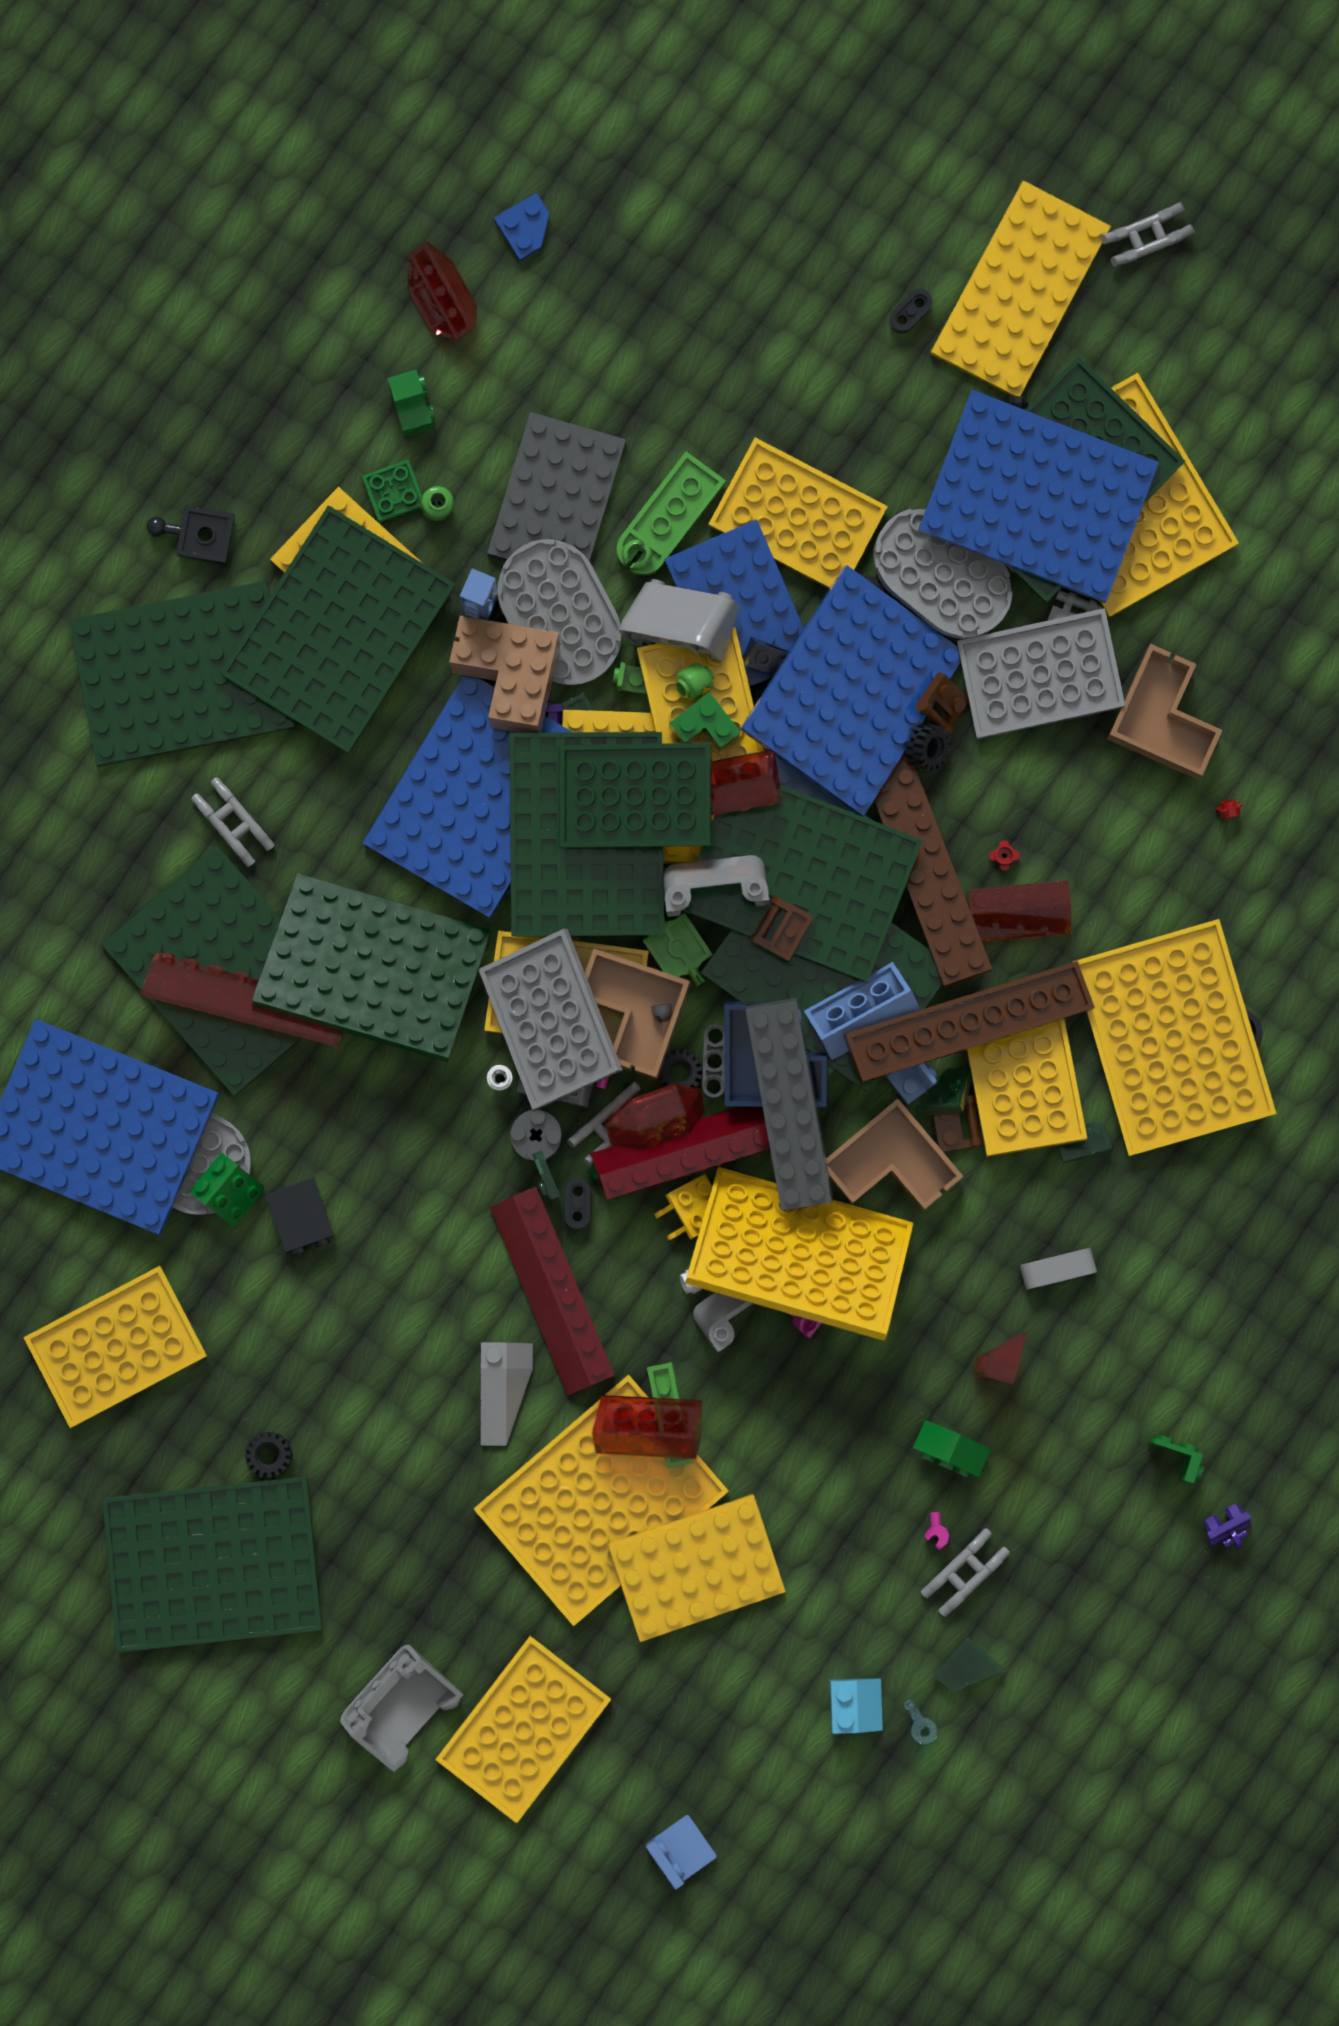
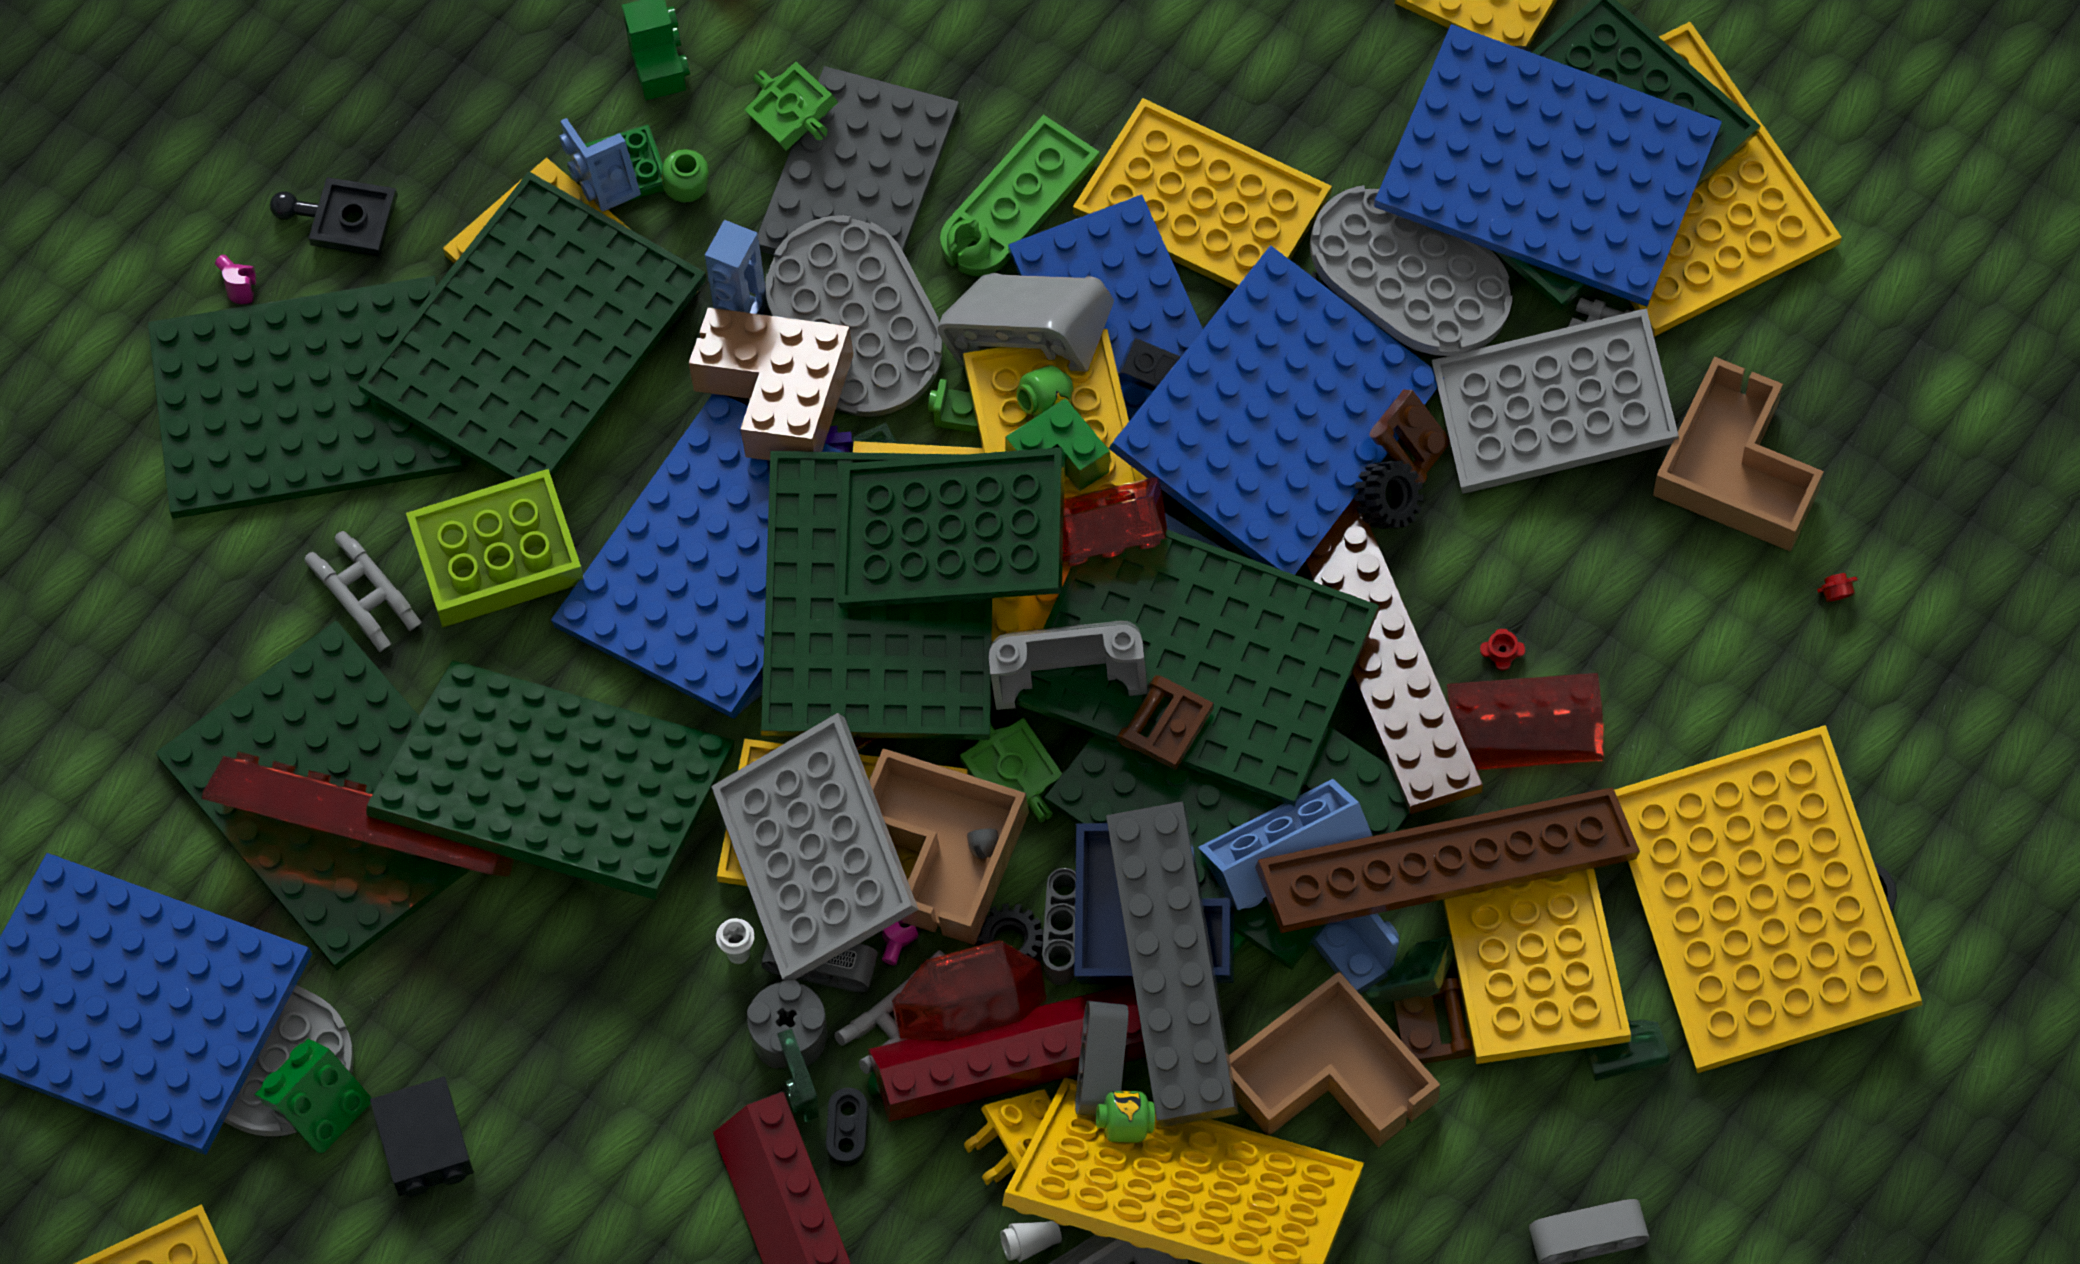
camera: 10 degrees right, 20 degrees down
(126, 584) = (237, 280): none -> dark pink piece
(322, 794) = (495, 548): none -> lime slope
(380, 509) = (602, 168): none -> medium blue bracket
(508, 447) = (790, 105): none -> bright green plate
(744, 1166) = (1100, 1054): none -> dark grey beam
(761, 1208) = (1126, 1116): none -> bright green head

